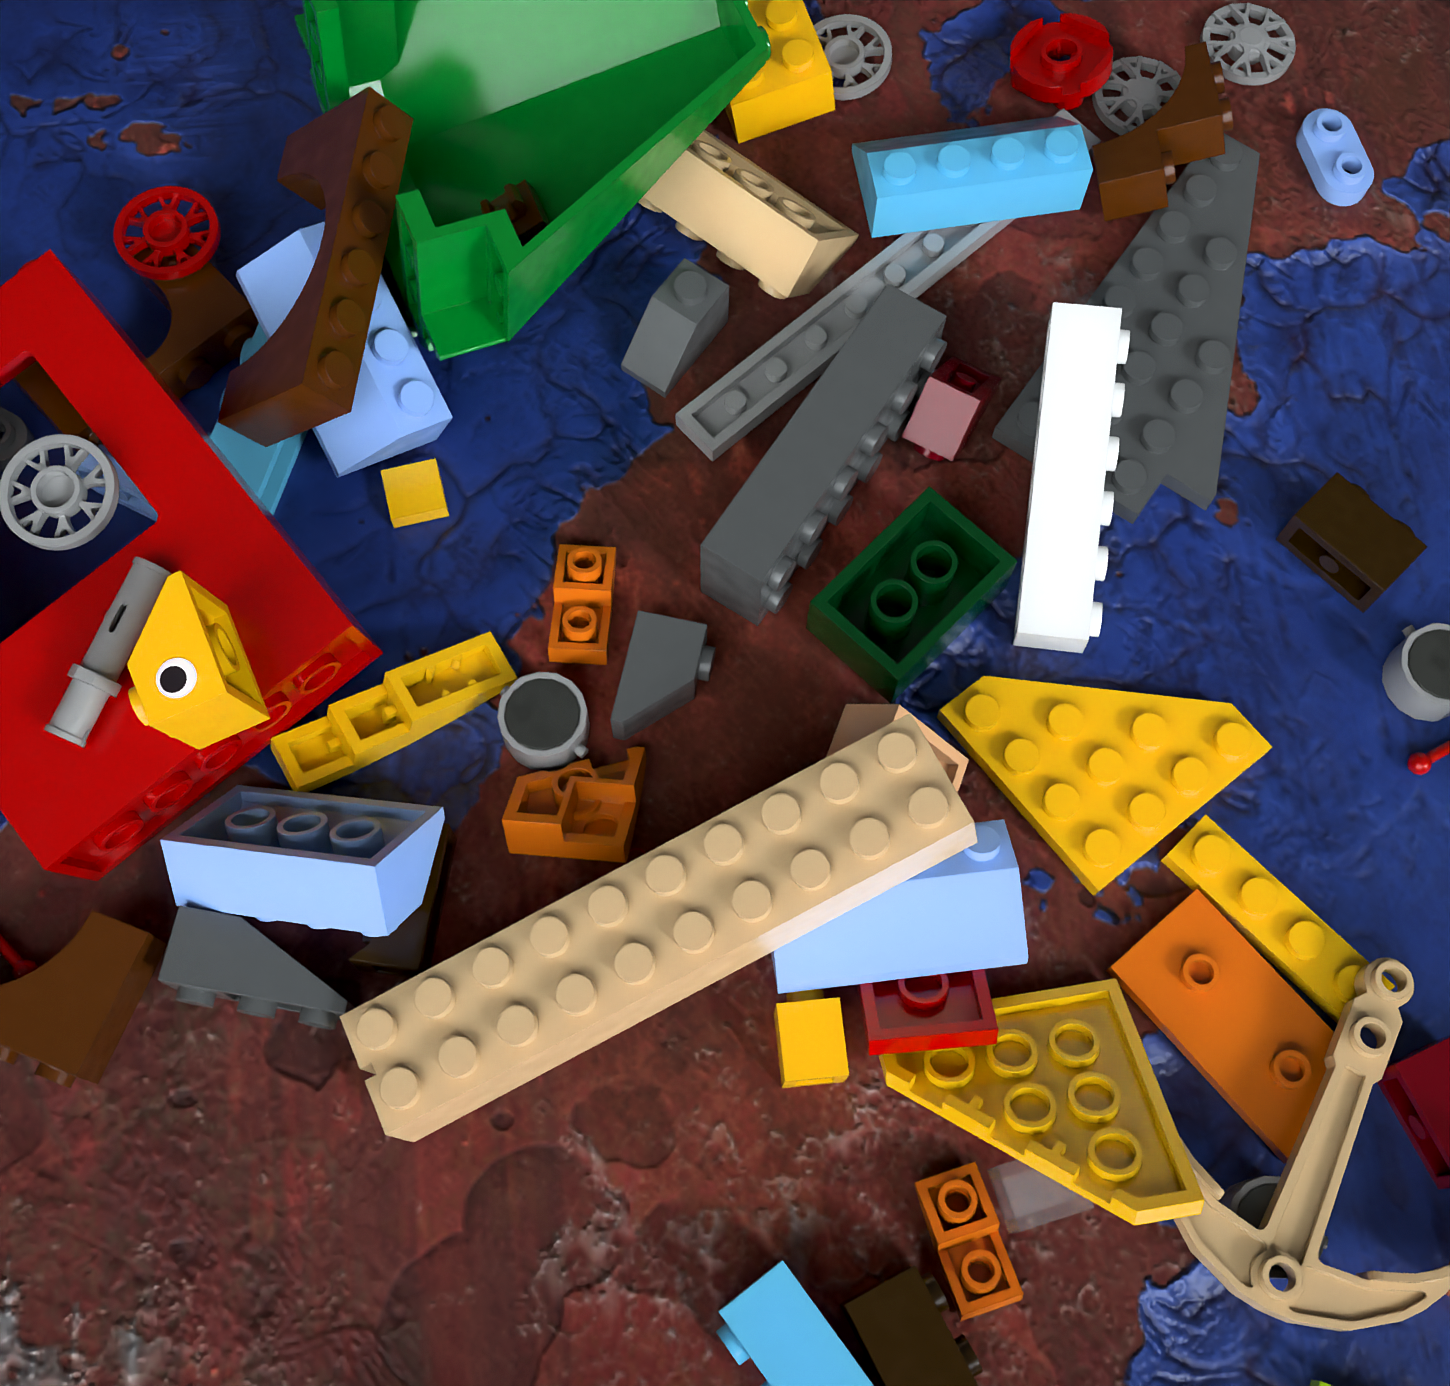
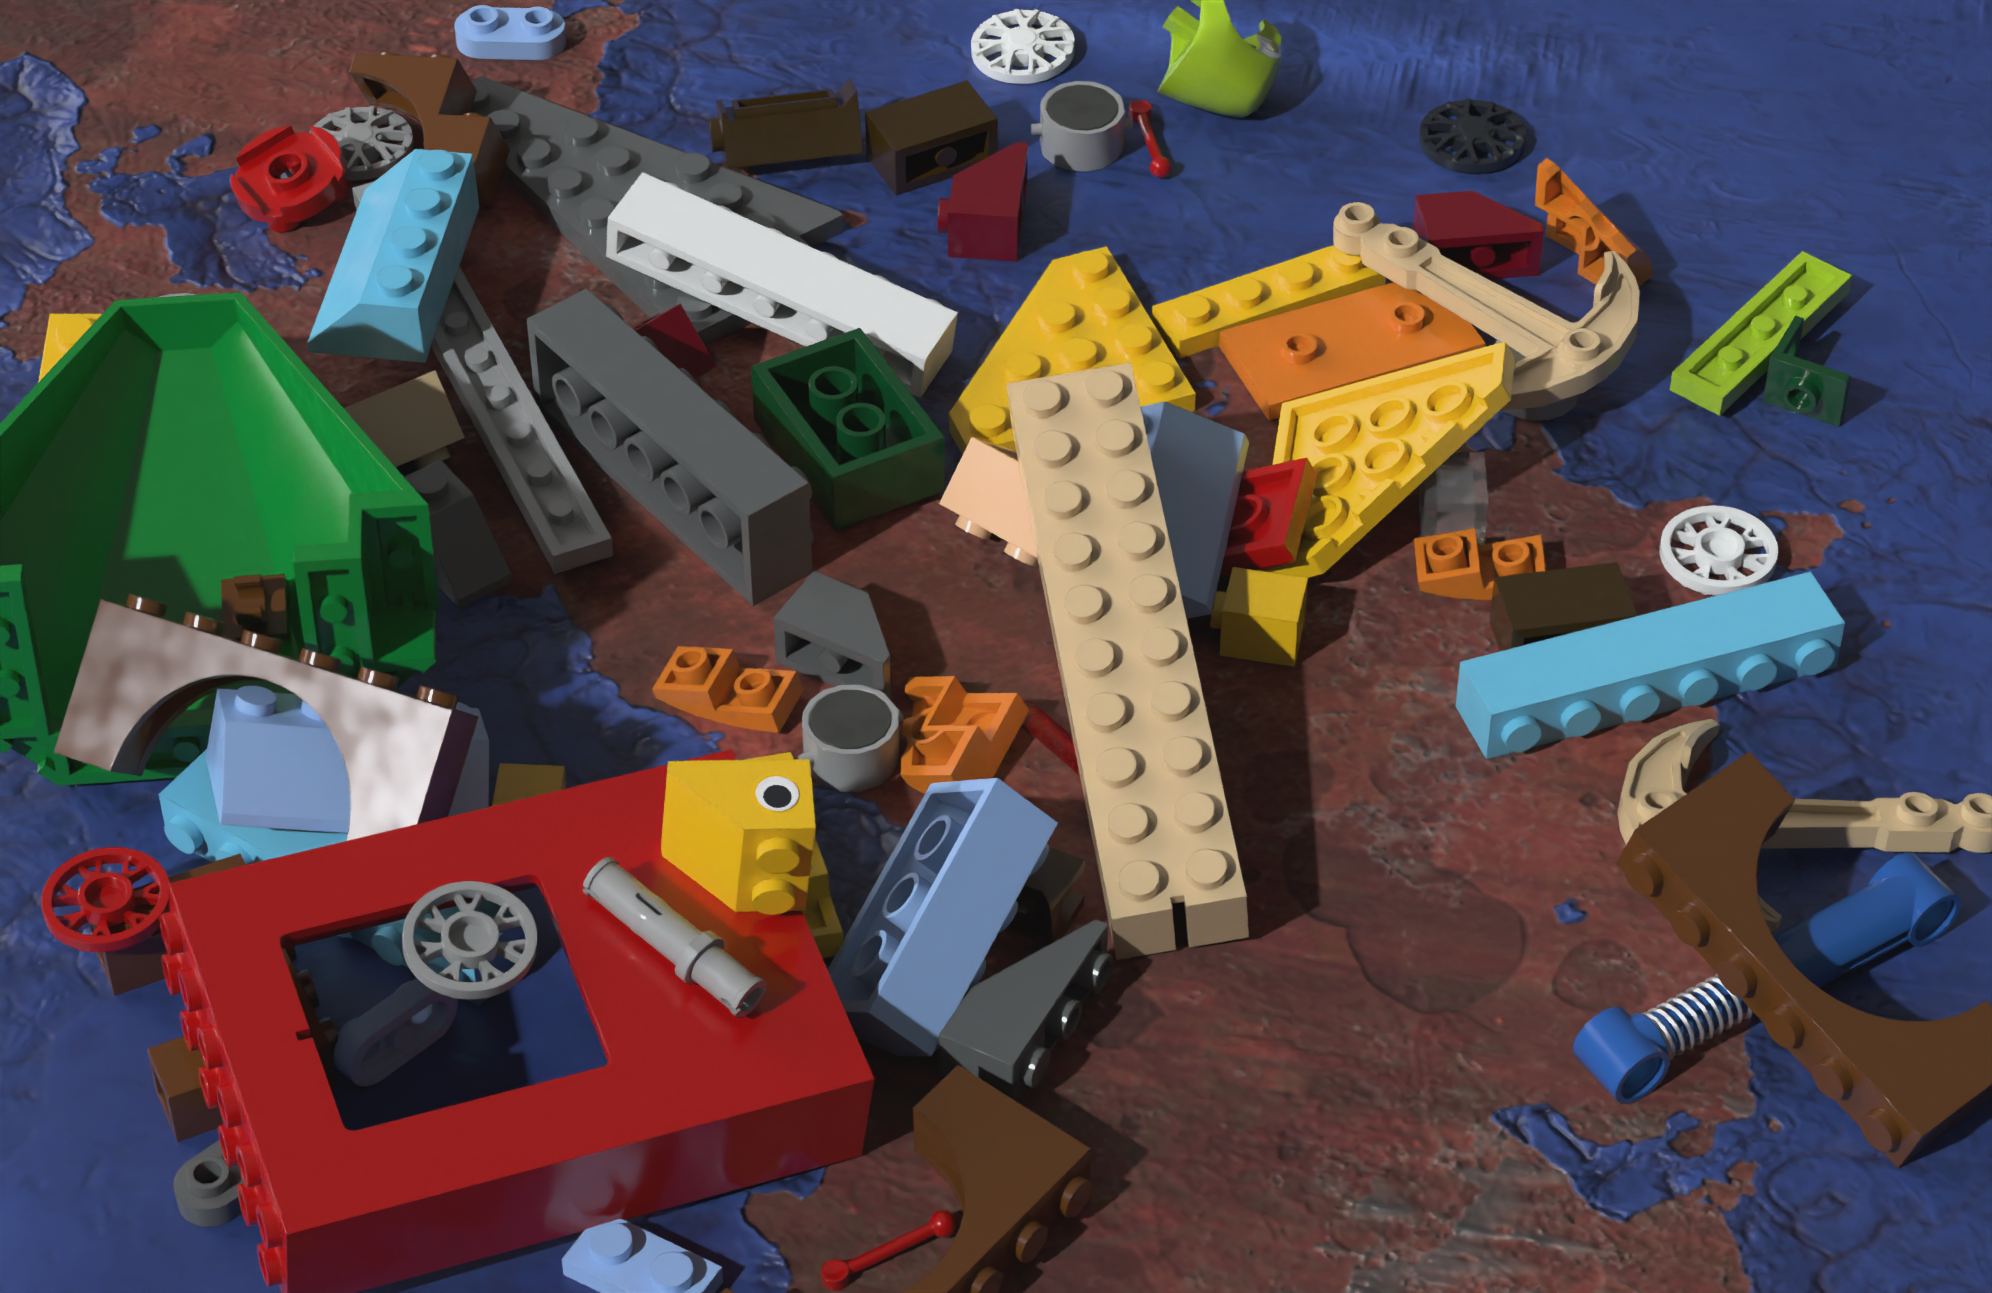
camera: 70 degrees left, 25 degrees down
(1249, 43) = (335, 51): light grey wheel -> none
(1278, 623) = (987, 207): none -> dark red slope
(1298, 415) = (787, 127): none -> dark brown window

